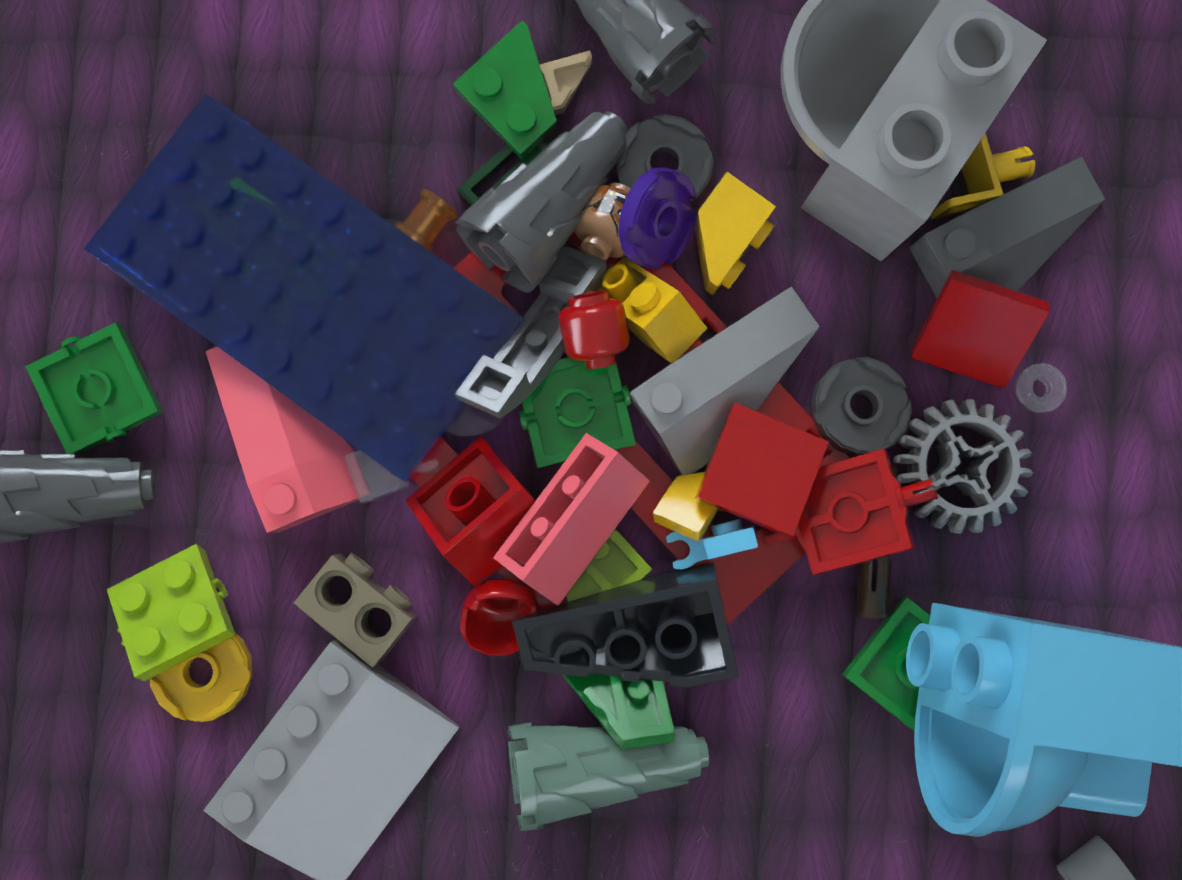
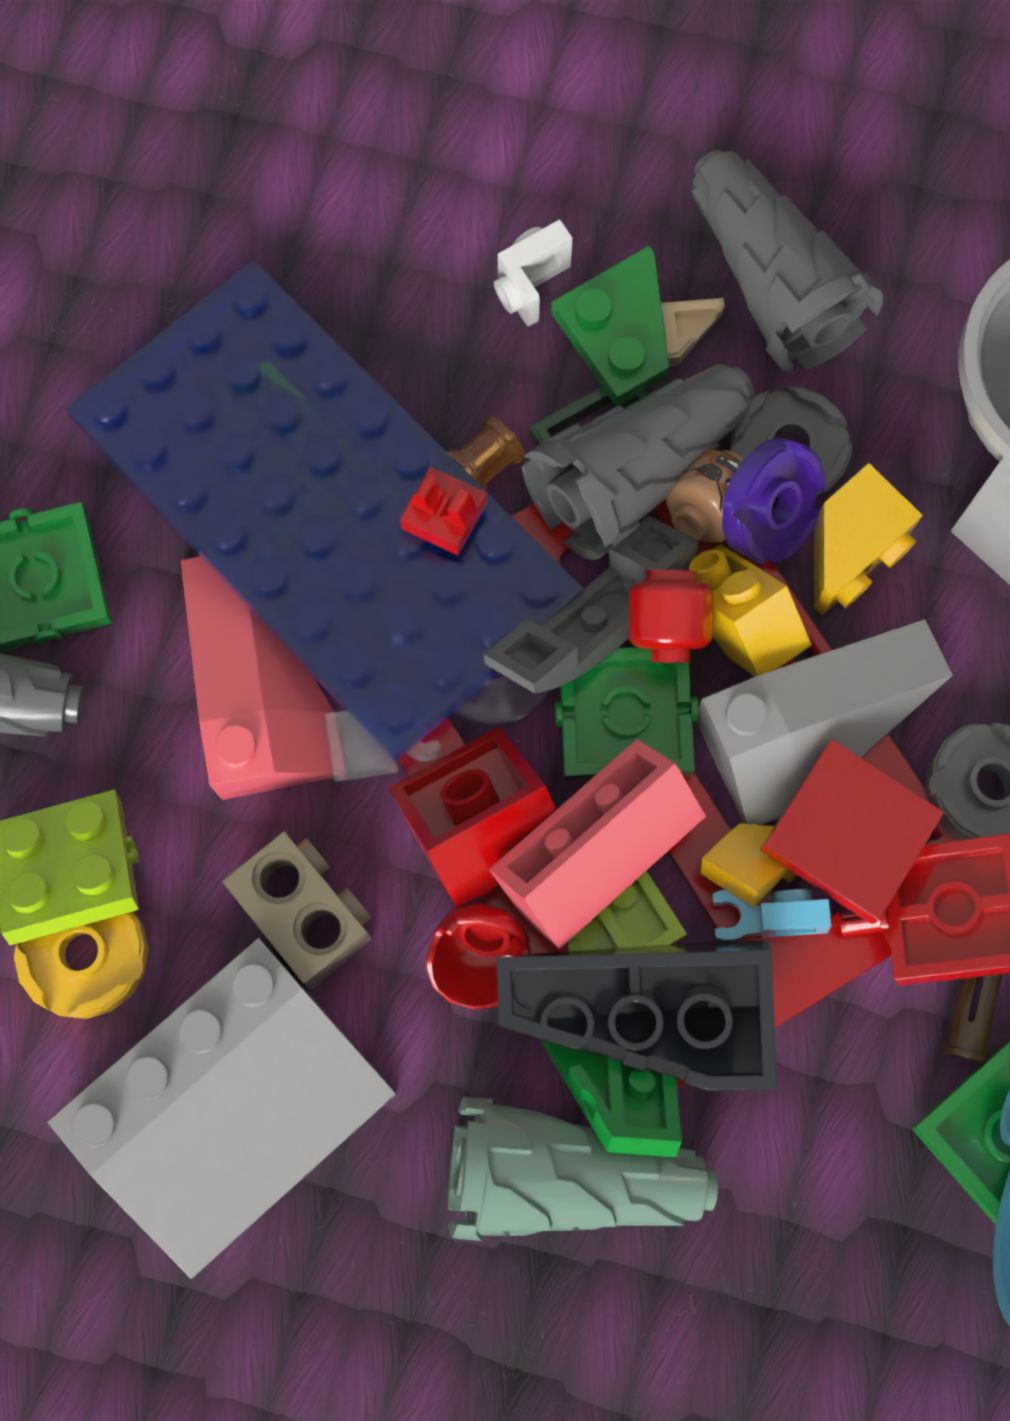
camera: 15 degrees right, 10 degrees down
(401, 279) = (443, 510): none -> red tile
(429, 50) = (528, 263): none -> white bracket

